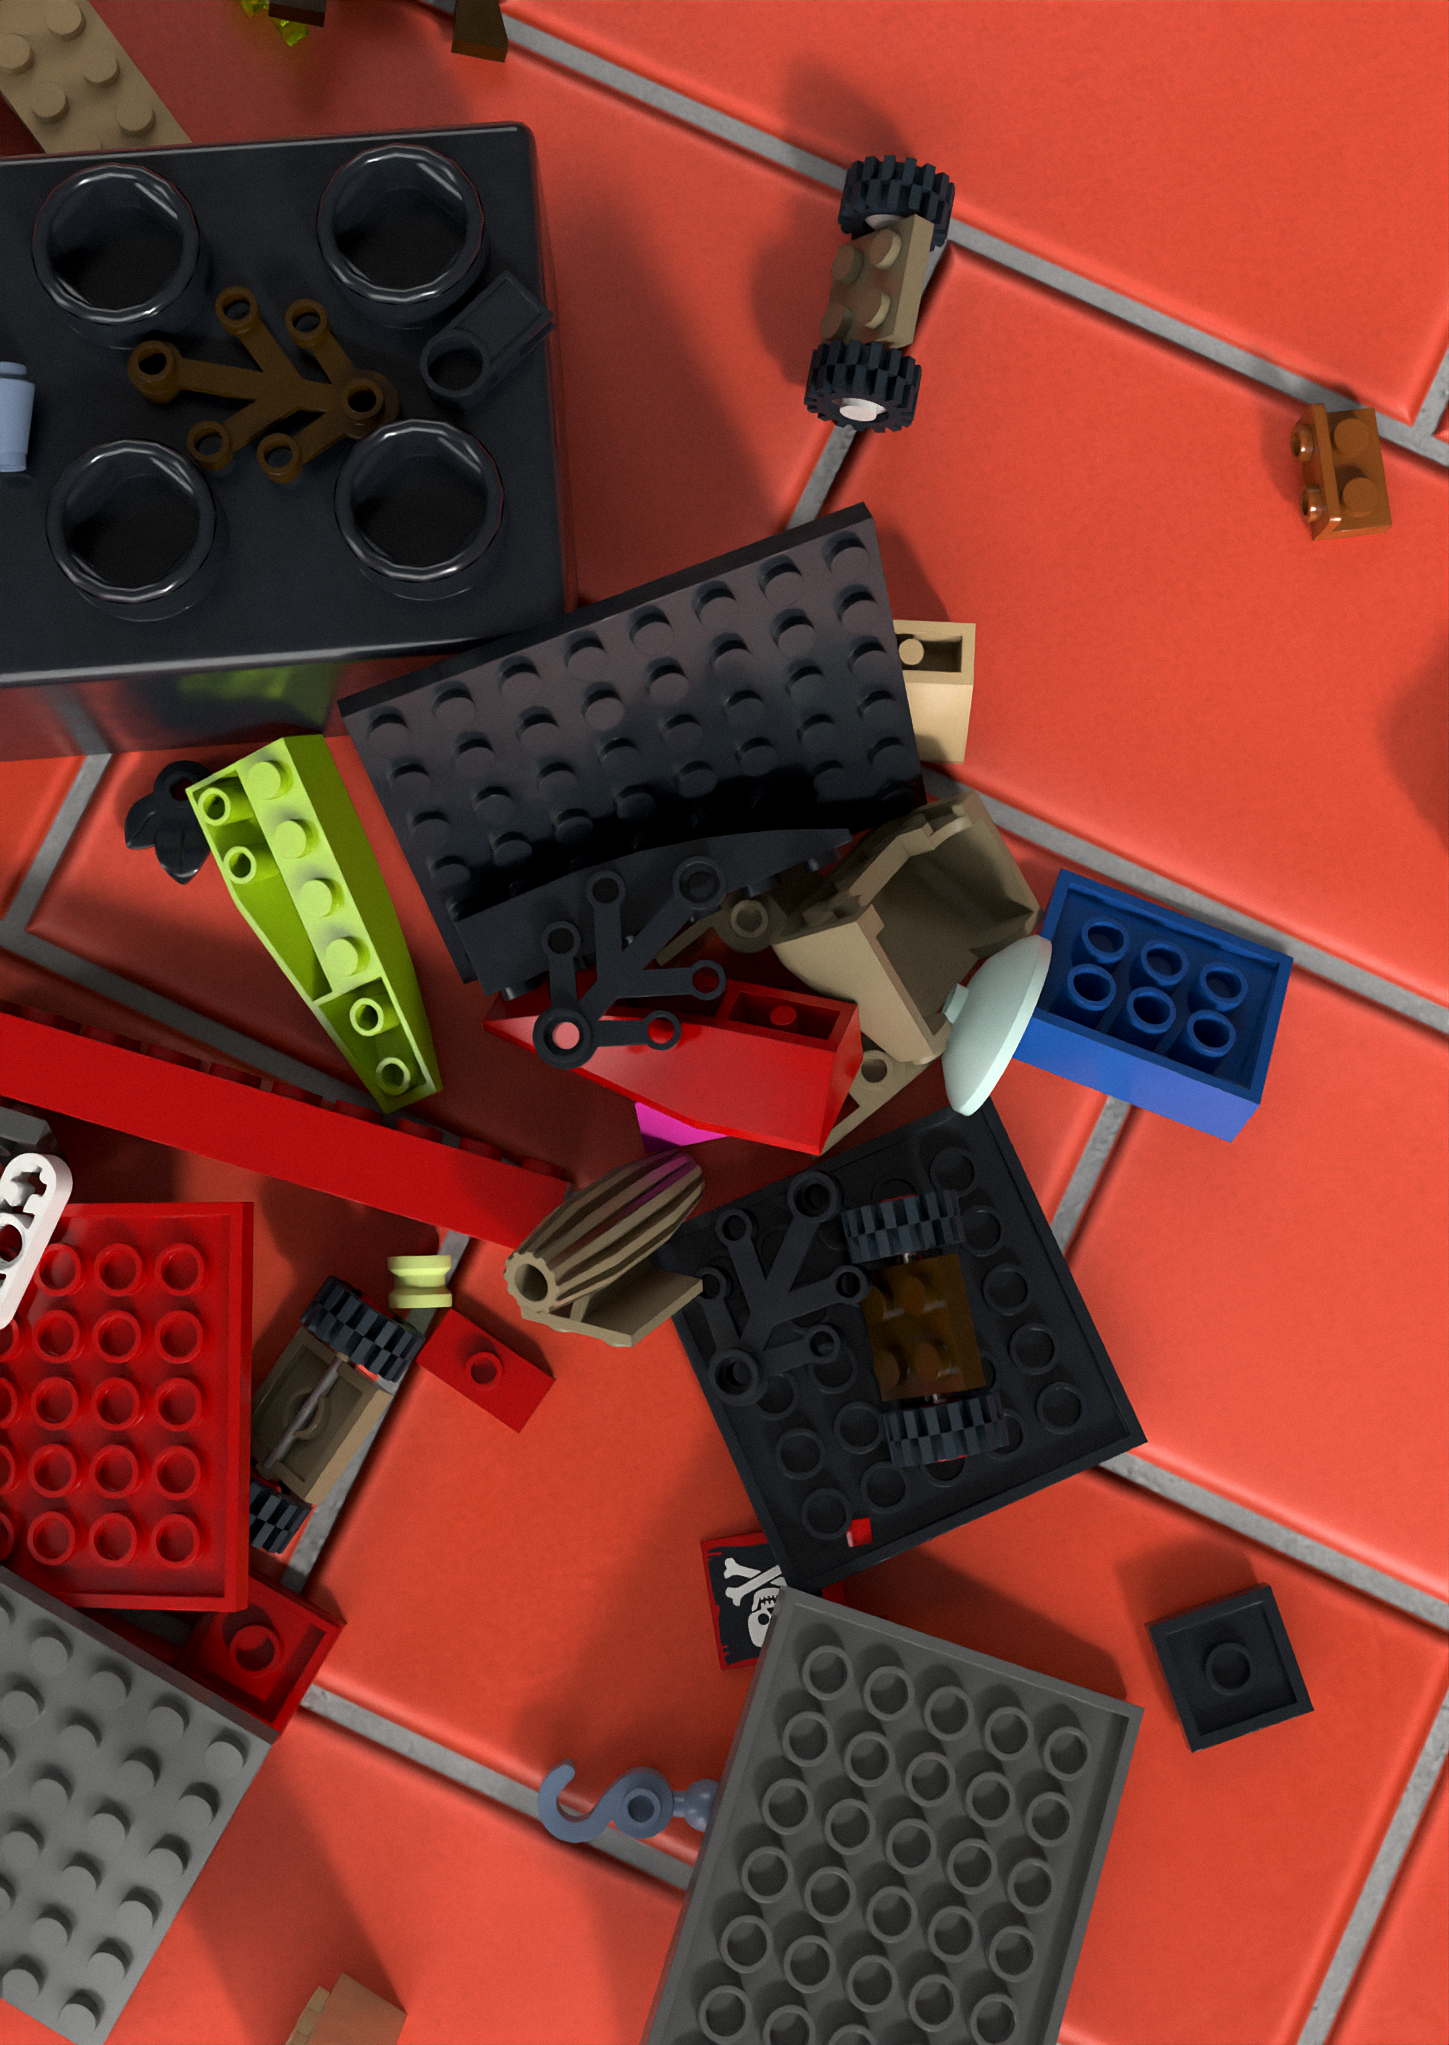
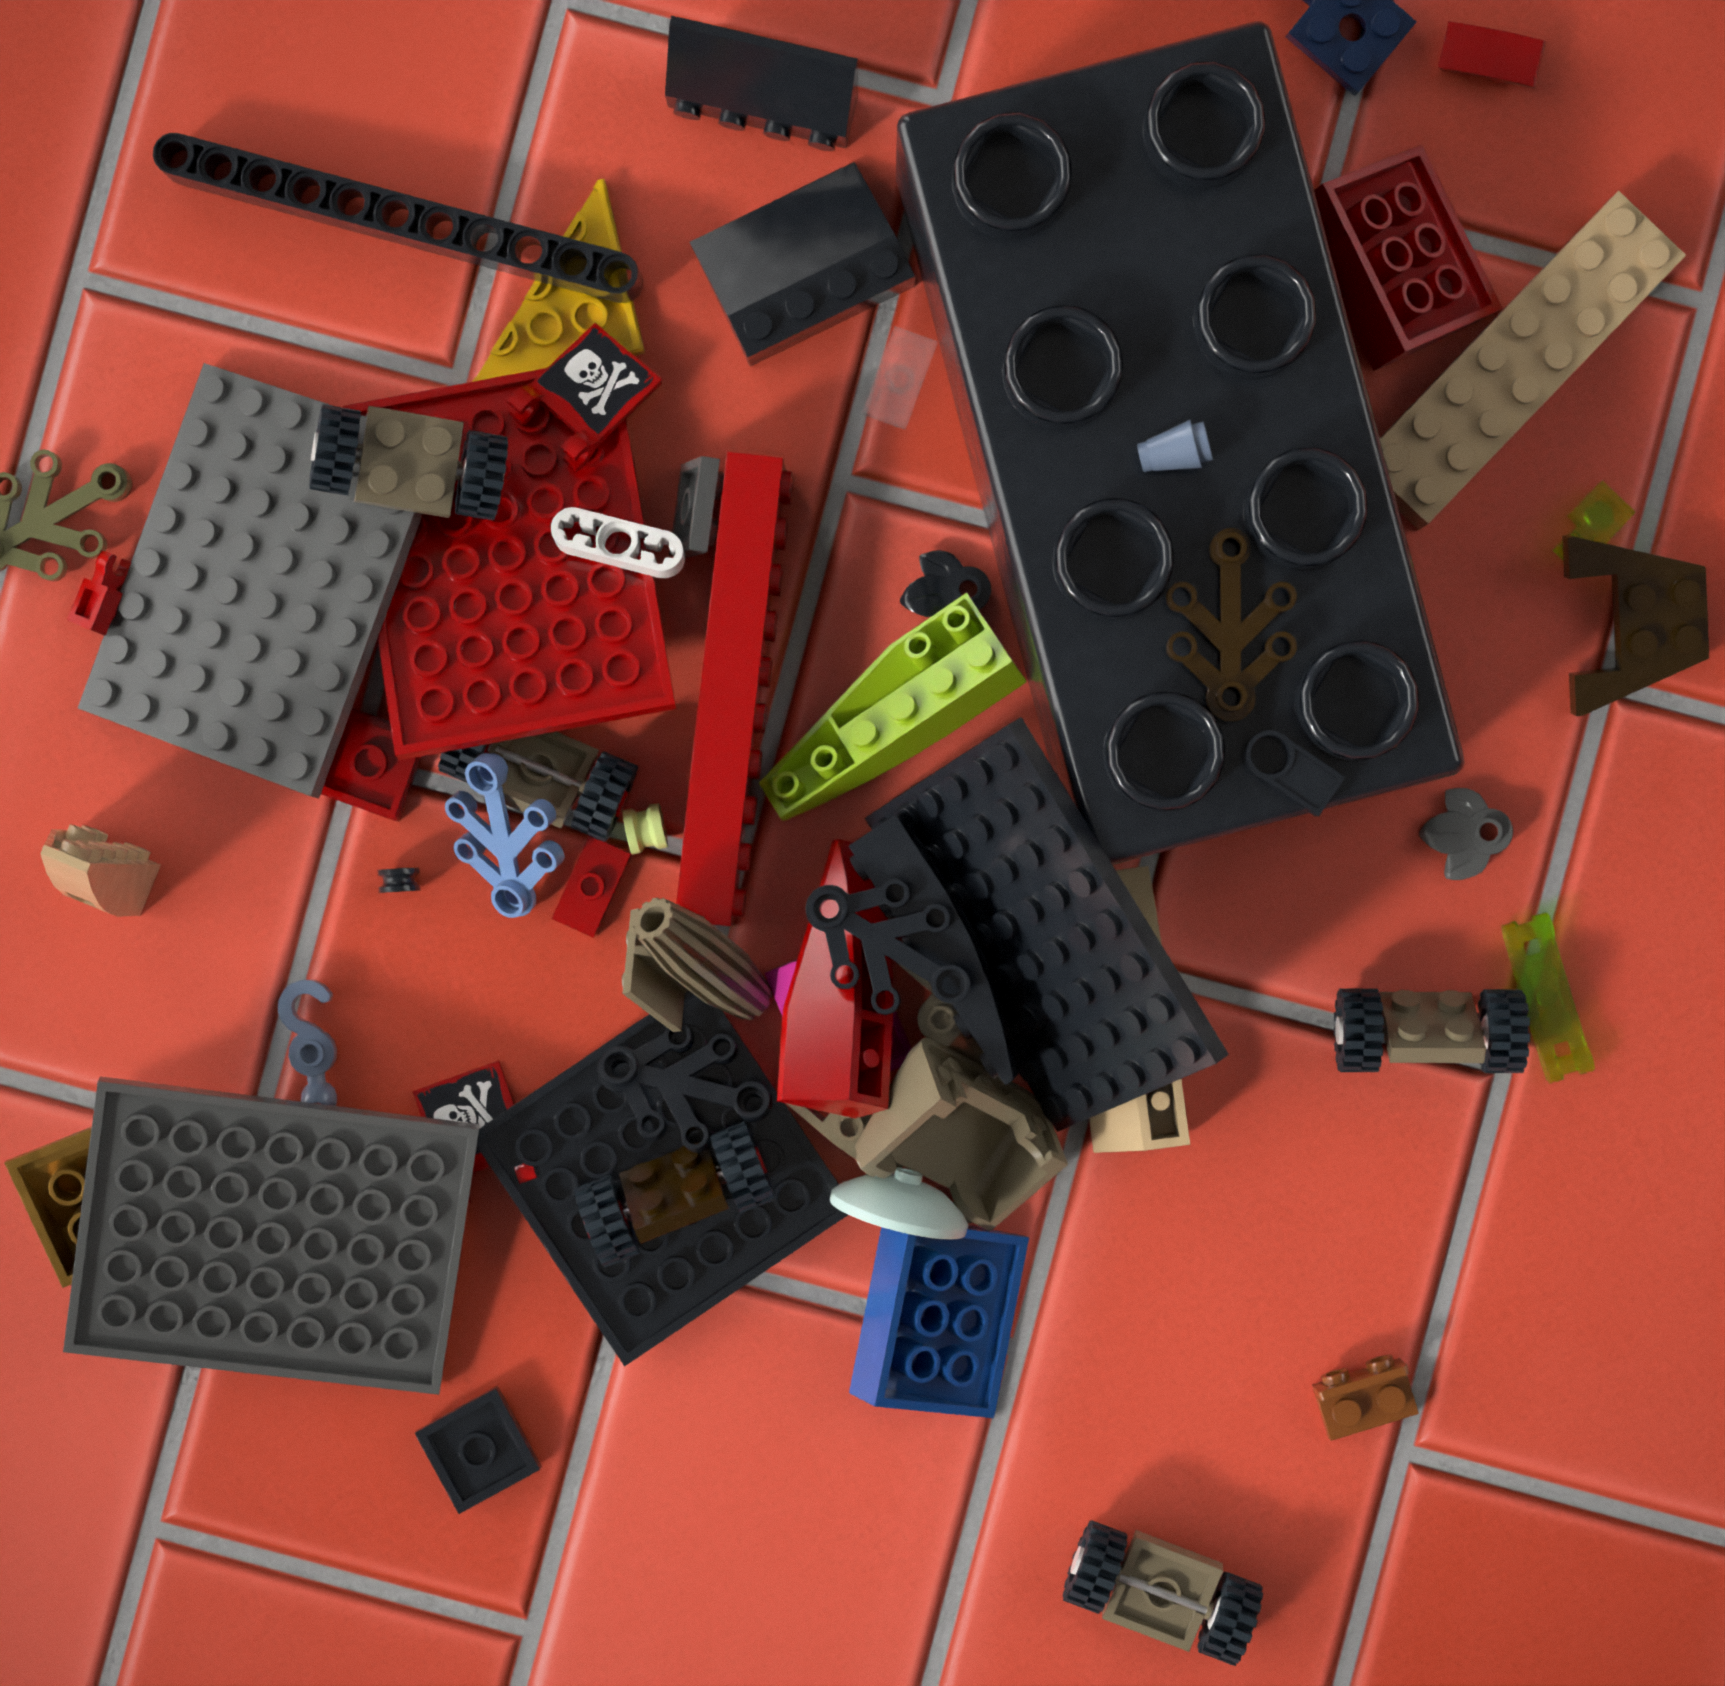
camera: 85 degrees right, 5 degrees up
(425, 1637) = (399, 880): none -> black bush
(468, 1480) = (512, 891): none -> medium blue plant
(630, 220) = (1460, 833): none -> dark grey plate
(833, 147) = (1548, 997): none -> clear neon green plate

